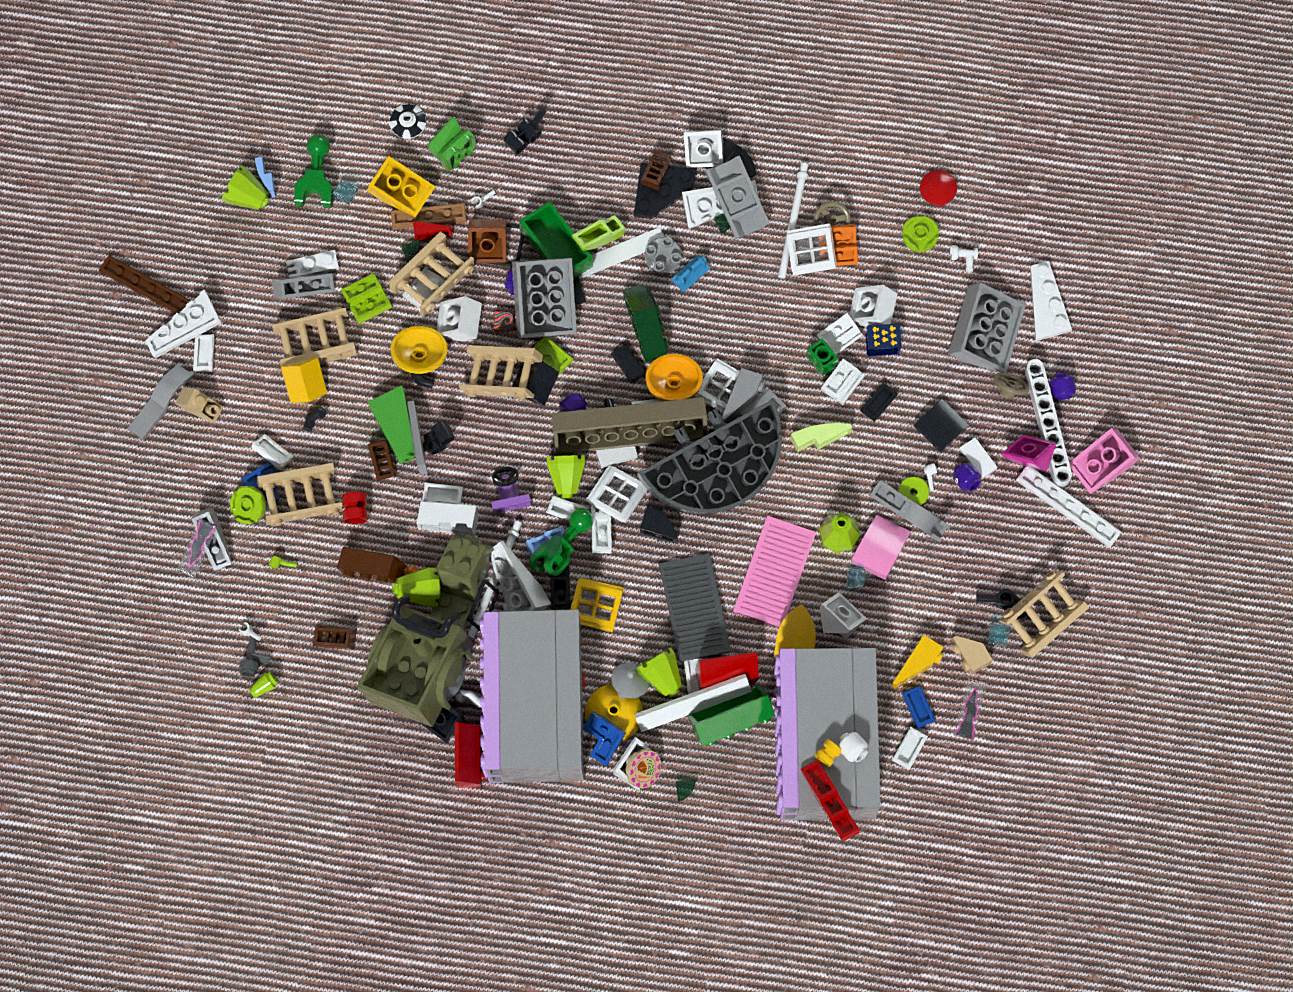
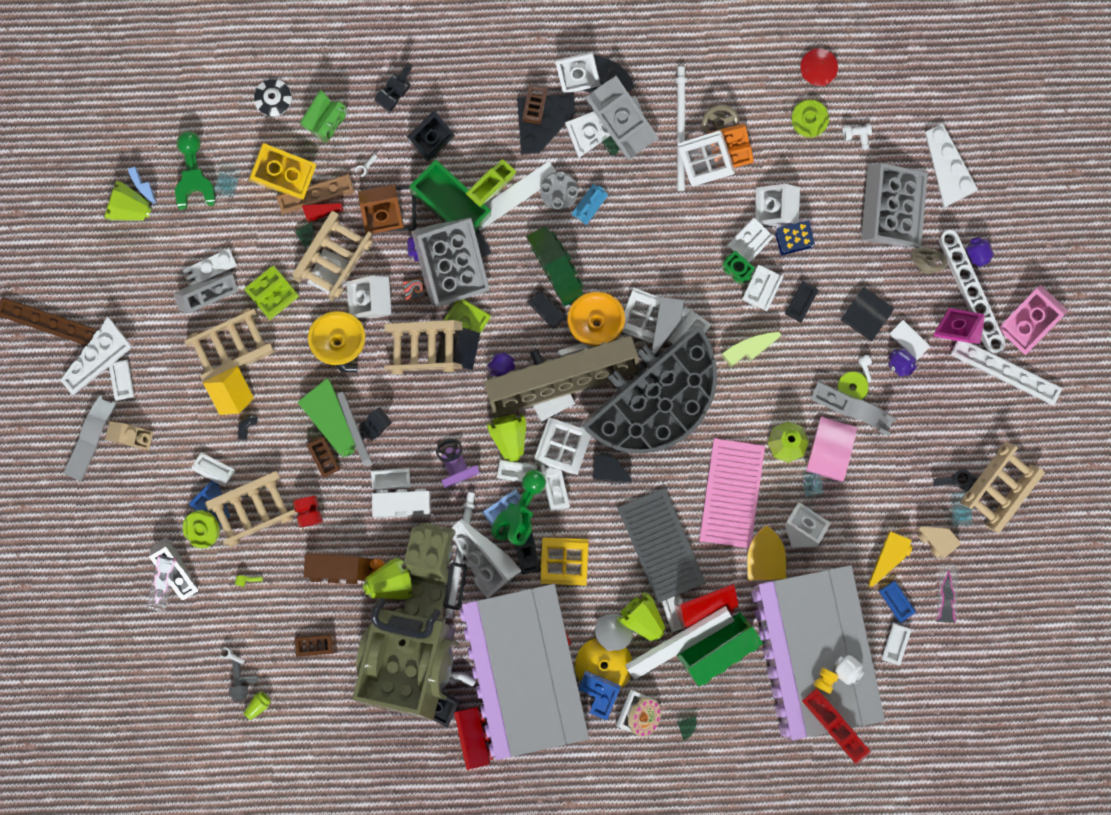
camera: 15 degrees left, 10 degrees up
(549, 181) = (430, 136): none -> black slope

